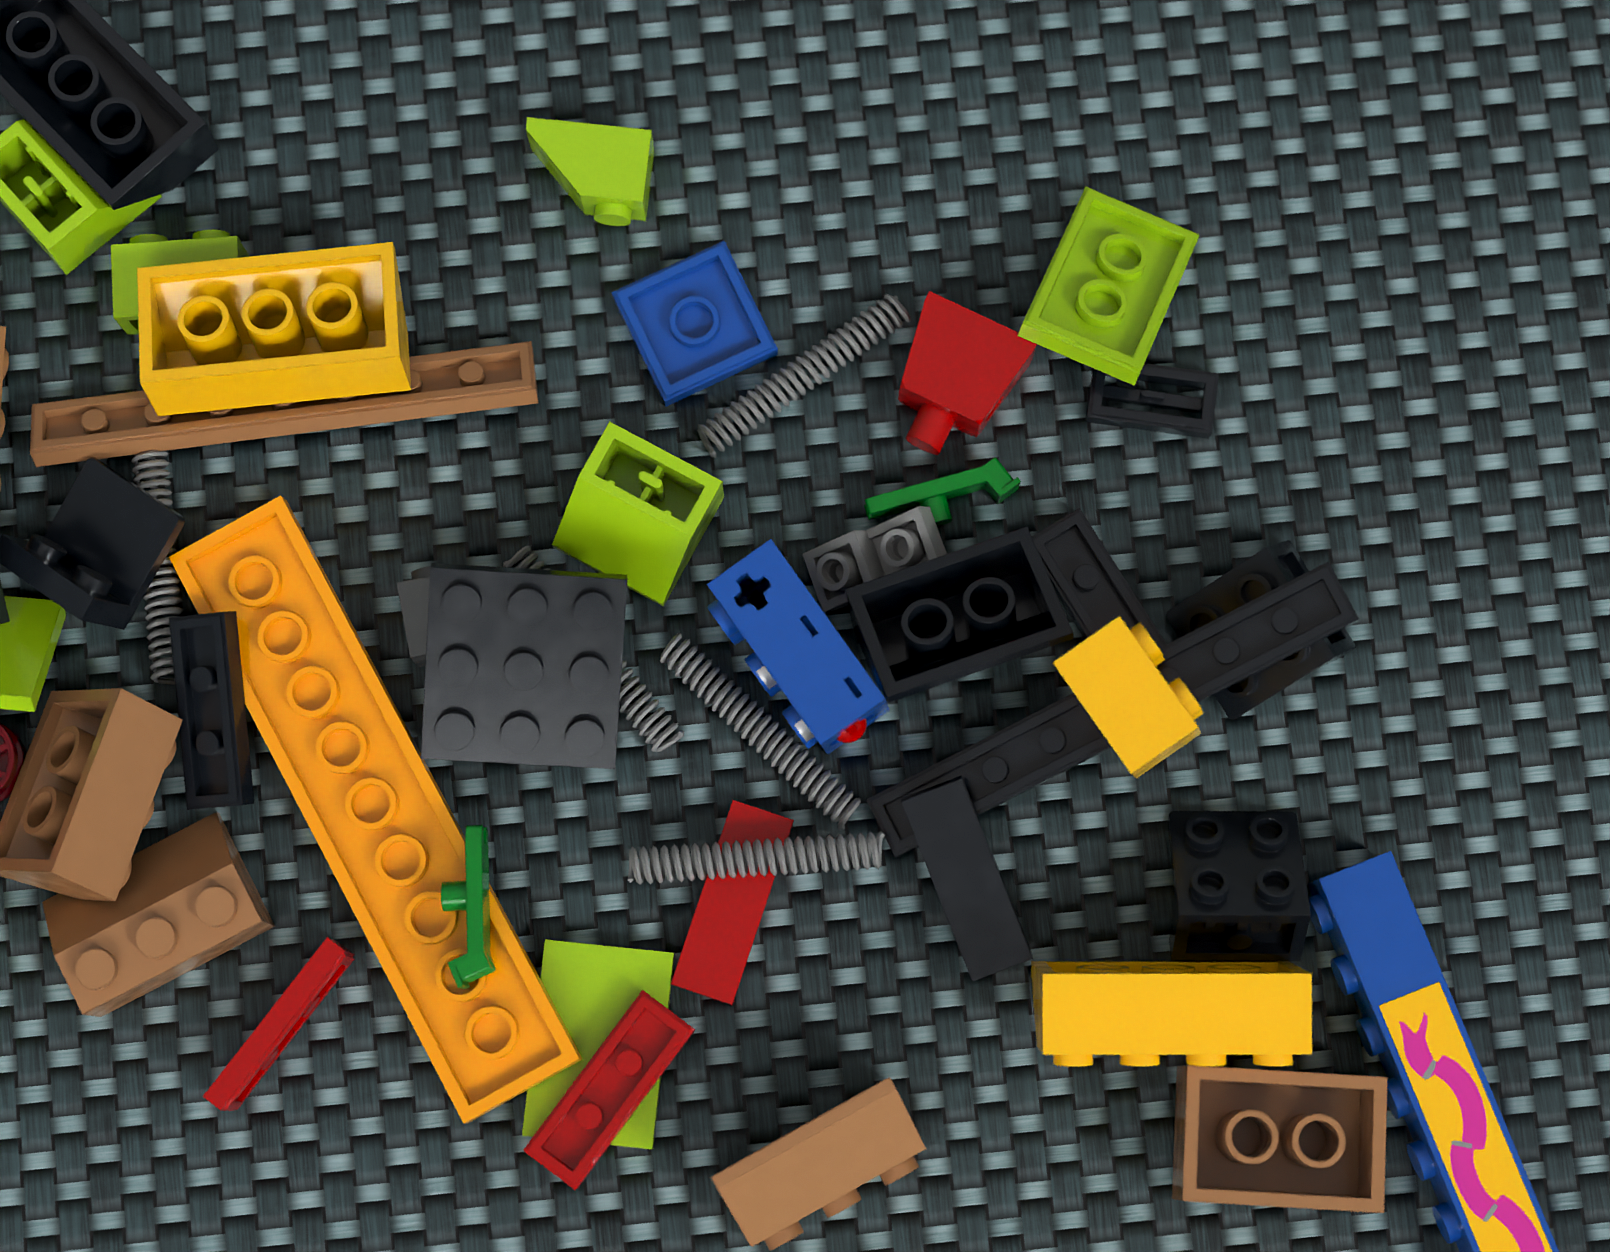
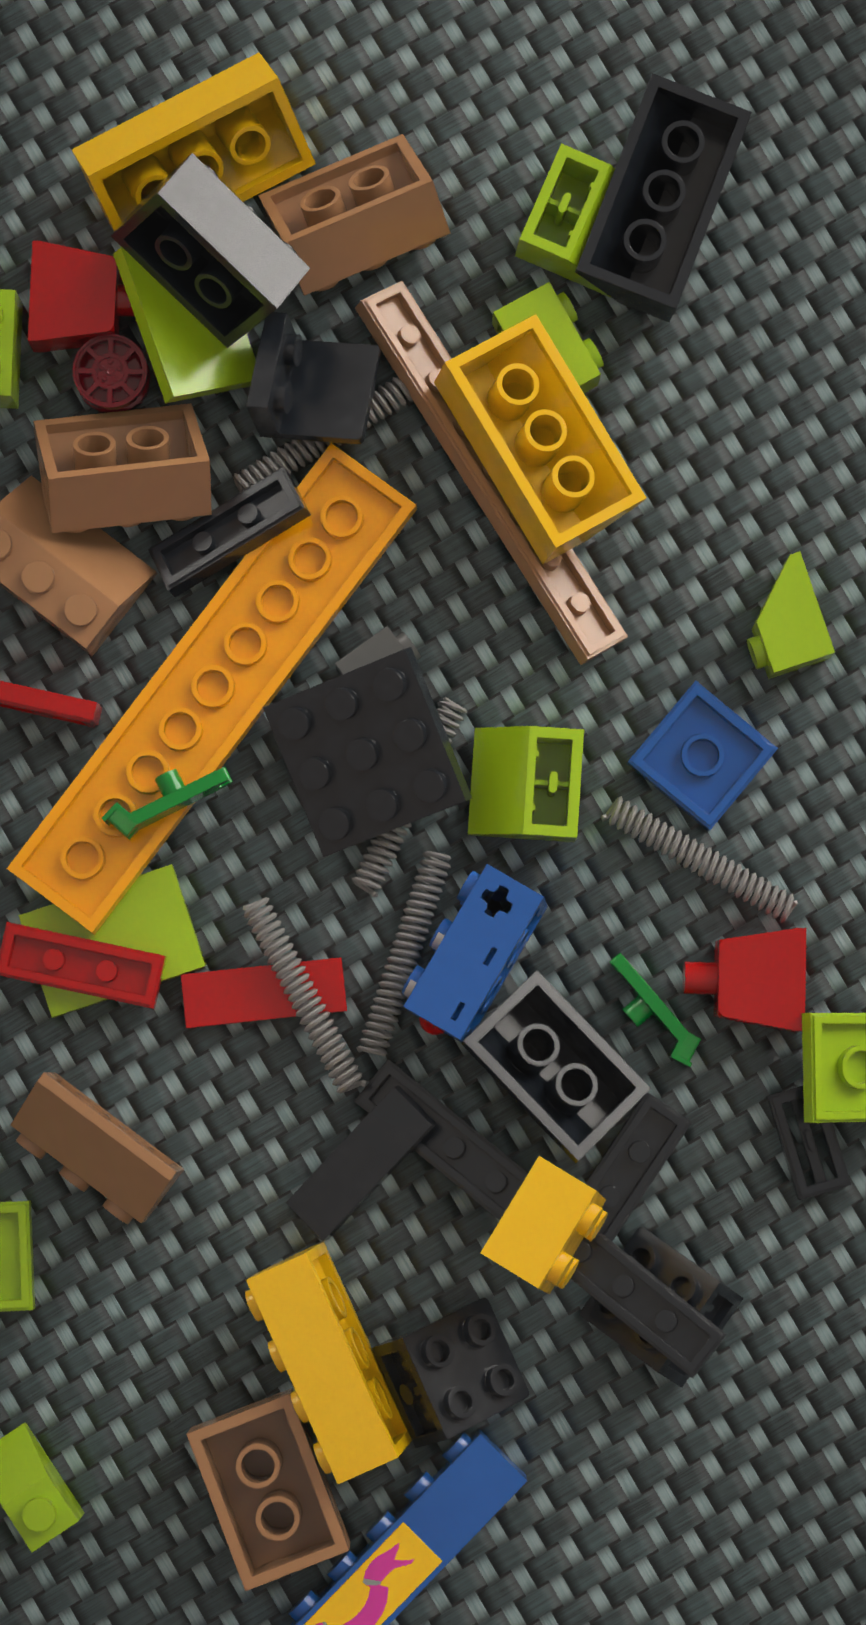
camera: 65 degrees right, 5 degrees up
(872, 554) = (579, 980): light grey slope -> none

